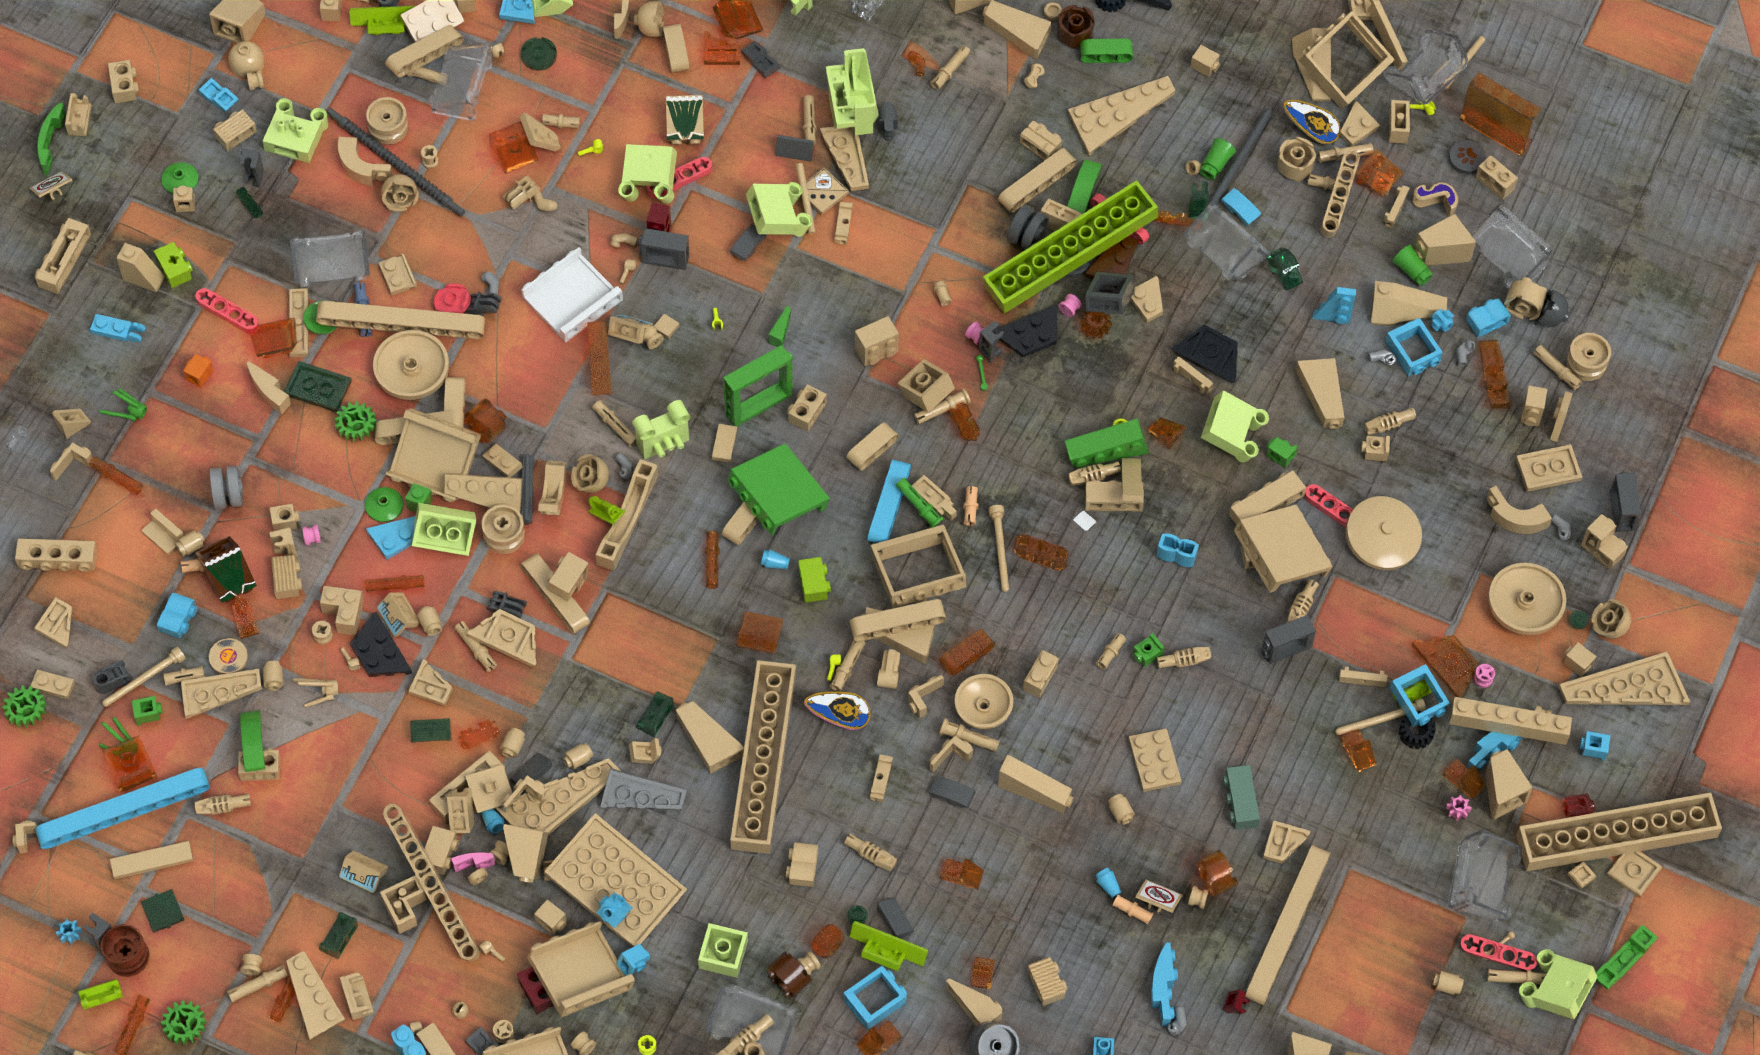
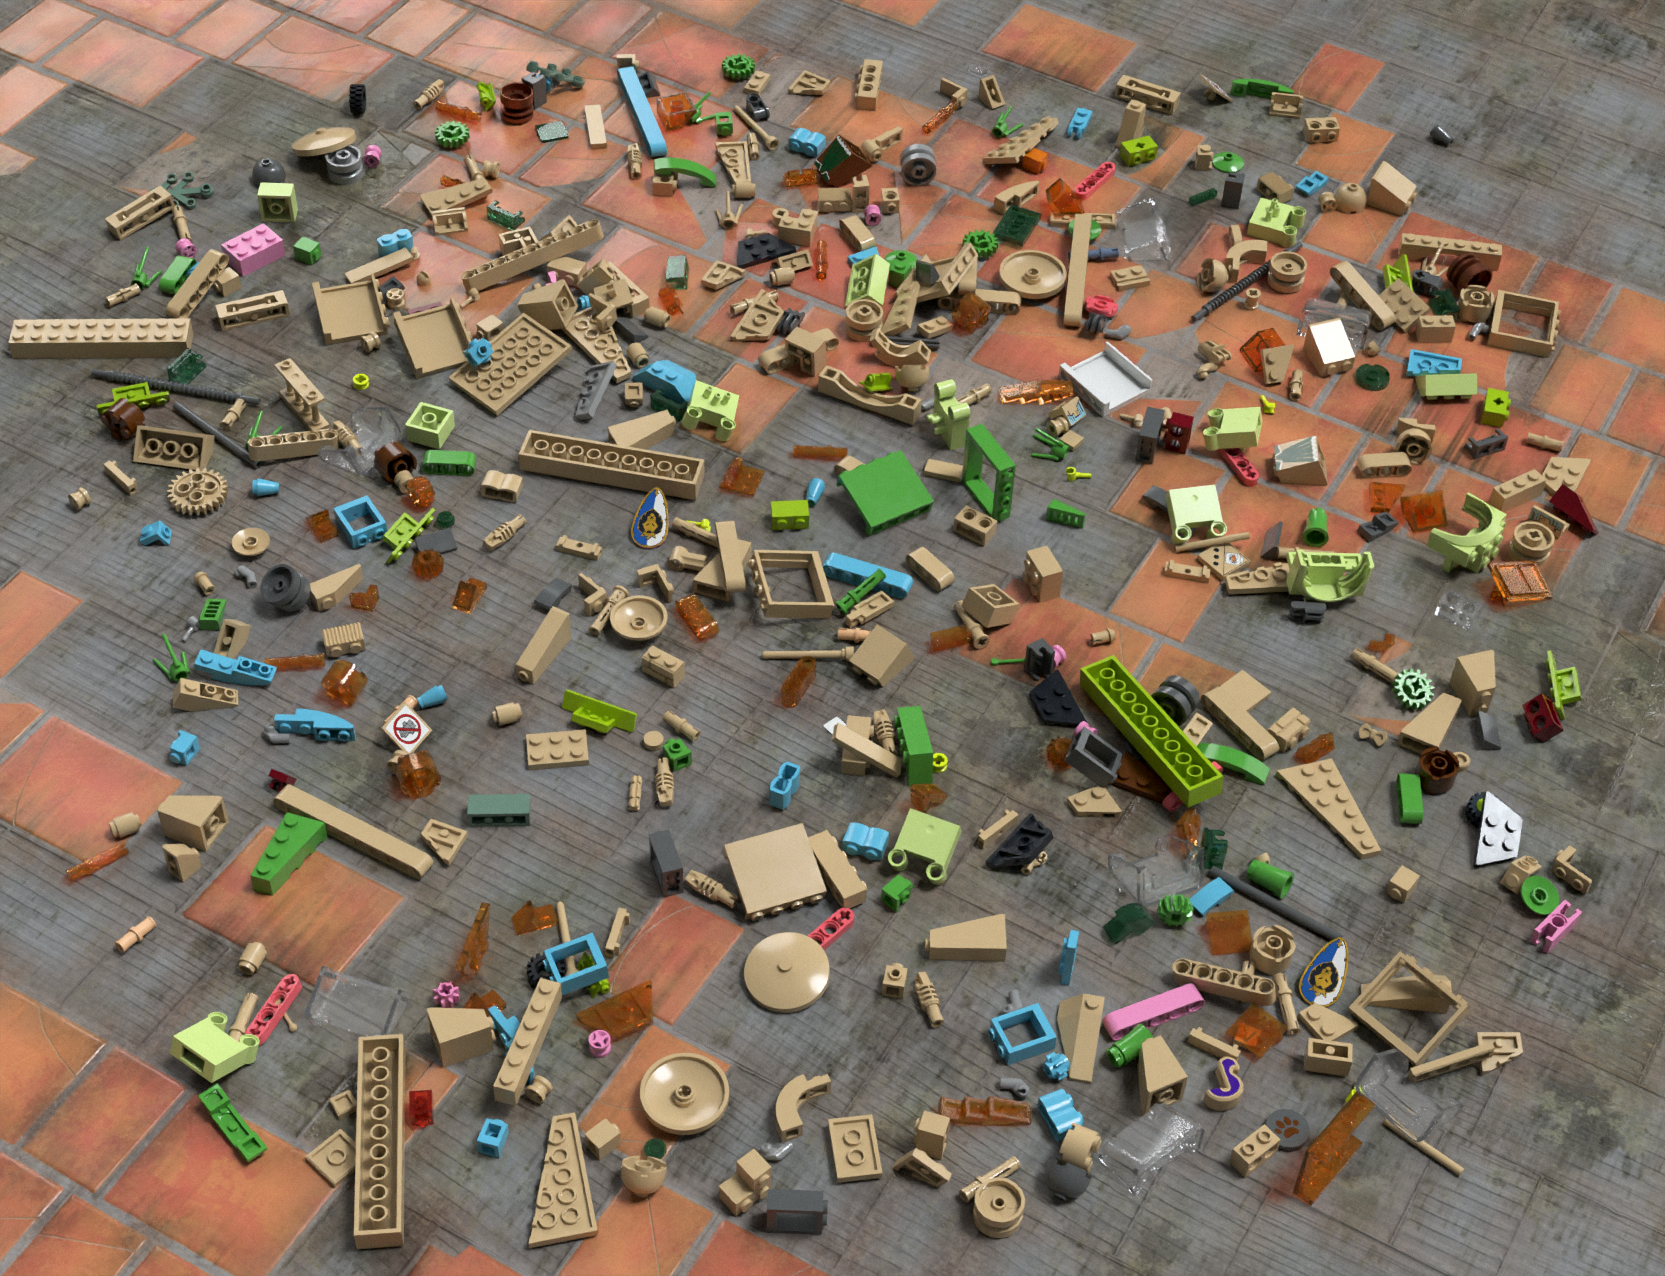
camera: 95 degrees right, 15 degrees down
(61, 808) = (649, 84): none -> dark grey slope
(62, 893) = (576, 81): none -> sand green plant
(178, 387) = (1020, 144): none -> tan wing
(228, 656) = (767, 170): tan tile -> none
(324, 170) = (1234, 235): none -> tan beam
(346, 548) = (857, 233): none -> tan beam
(430, 466) = (926, 272): none -> dark grey slope
(511, 86) = (1328, 347): none -> slope
(614, 720) = (670, 377): none -> medium azure wedge
(633, 960) = (436, 372): medium azure brick -> none
(664, 664) = (711, 407): none -> yellowish green piece
(684, 336) = (1059, 448): none -> bright green plant
(773, 108) = (1316, 528): none -> bright green plant
(773, 924) = (449, 462): none -> bright green beam
(935, 919) = (427, 563): none -> clear orange gear
(978, 39) = (1412, 689): none -> bright green gear
(994, 177) = (1246, 690): none -> tan tile
(1002, 480) = (881, 657): none -> tan slope
(1061, 127) = (1318, 748): none -> clear orange hinge
(1078, 1016) = (296, 661): none -> clear orange pin
(1110, 964) = (344, 682): none -> clear orange brick
(1111, 727) = (597, 714): none -> lime bracket
(1130, 675) = (653, 740): none -> tan tile
(1198, 683) = (635, 793): none -> tan axle
(1227, 481) = (865, 841): none -> medium azure brick
(1267, 230) = (1175, 910): none -> bright green gear
(1277, 193) = (1229, 932): none -> clear orange hinge
(1325, 977) = (285, 852): none -> bright green wedge
(1371, 248) = (1154, 1011): none -> bright pink beam
(1412, 787) = (476, 944): none -> clear orange wing

